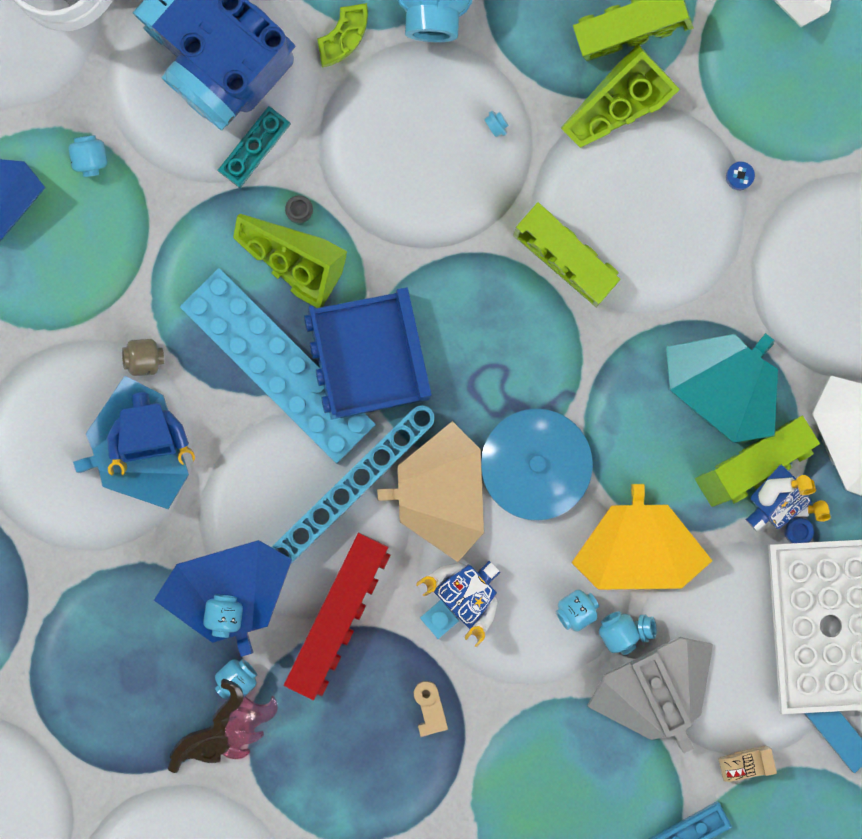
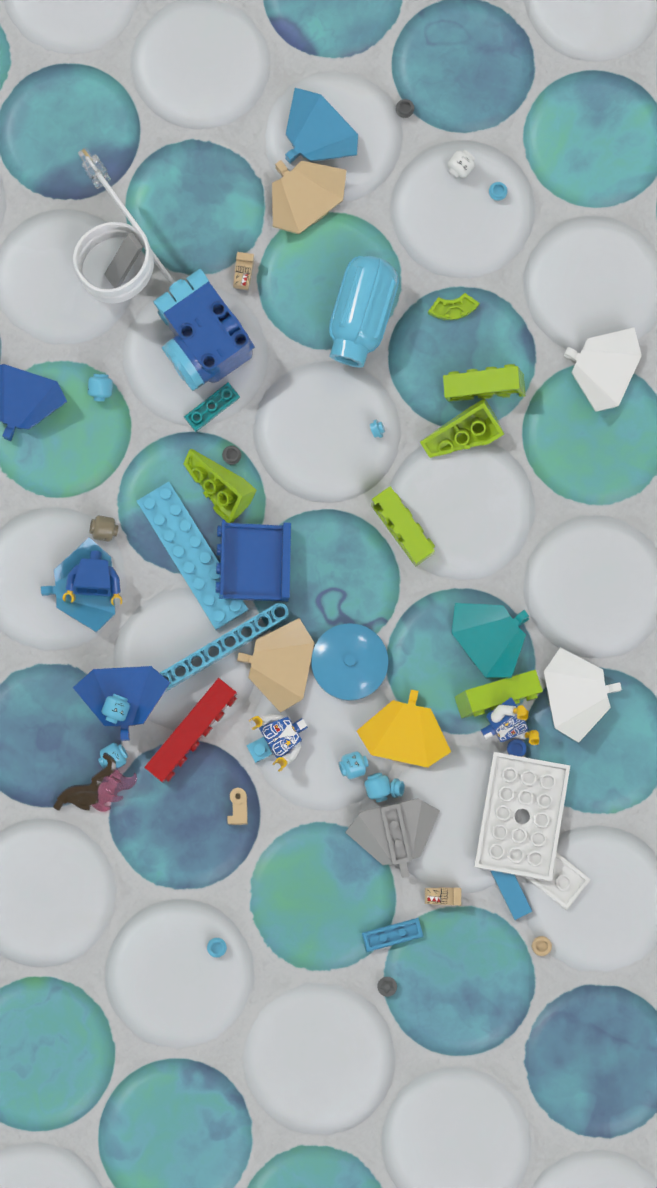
camera: 20 degrees right, 5 degrees down
(345, 35) = (290, 347): lime tile -> none
(740, 175) = (533, 501): blue tile -> none

